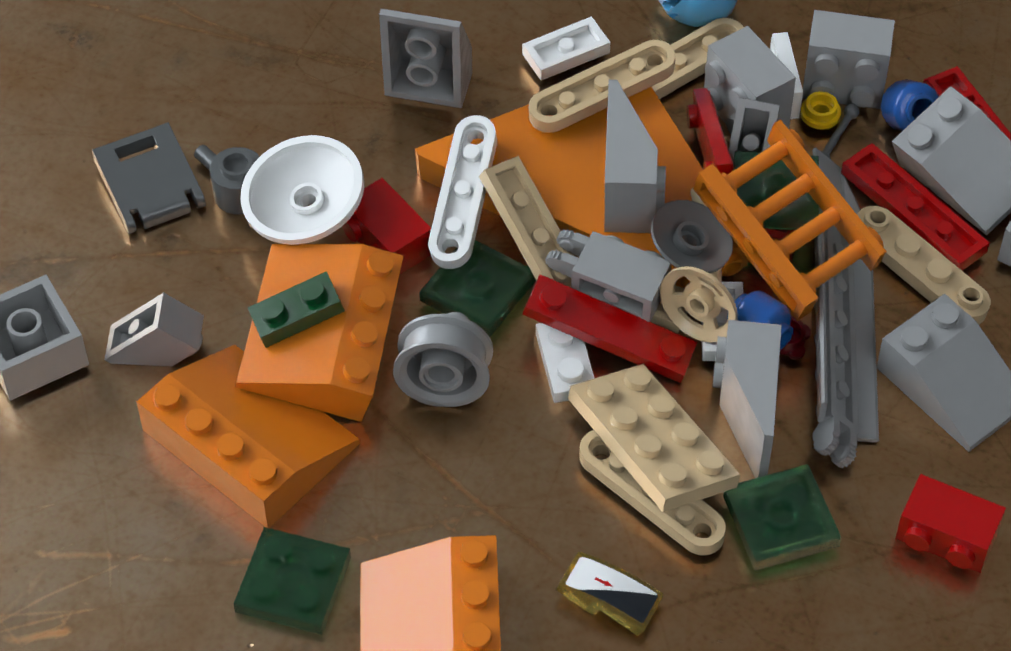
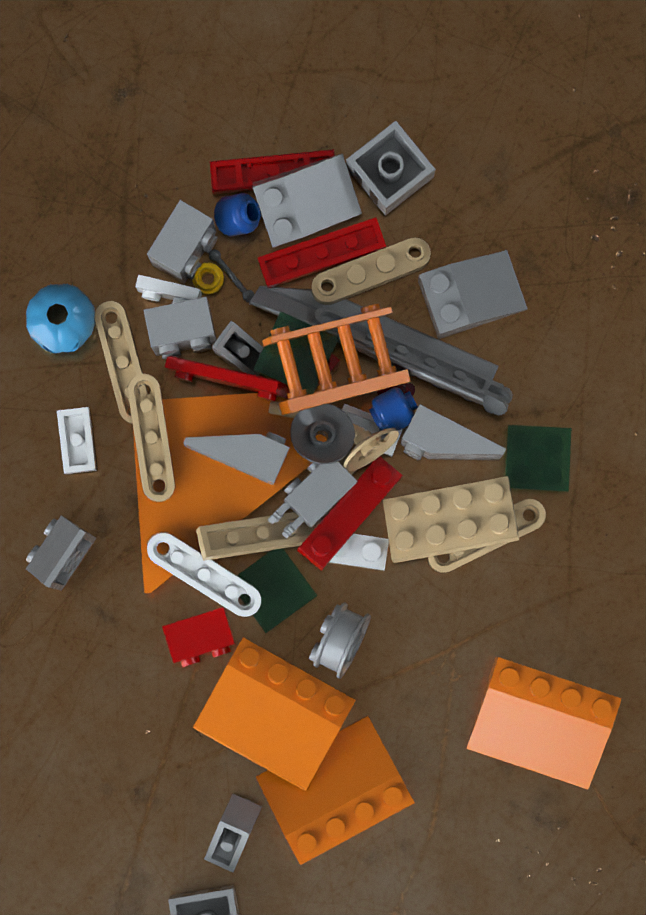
camera: 65 degrees left, 30 degrees up
(150, 182) = (88, 792): dark grey container -> none
(227, 174) = (110, 731): dark grey piece -> none
(292, 580) = (463, 797): clear green plate -> none
(296, 309) = (268, 730): dark green plate -> none
(297, 175) = (158, 712): white dish -> none
(607, 588) = (551, 594): slope -> none
(950, 523) = (585, 352): red brick -> none

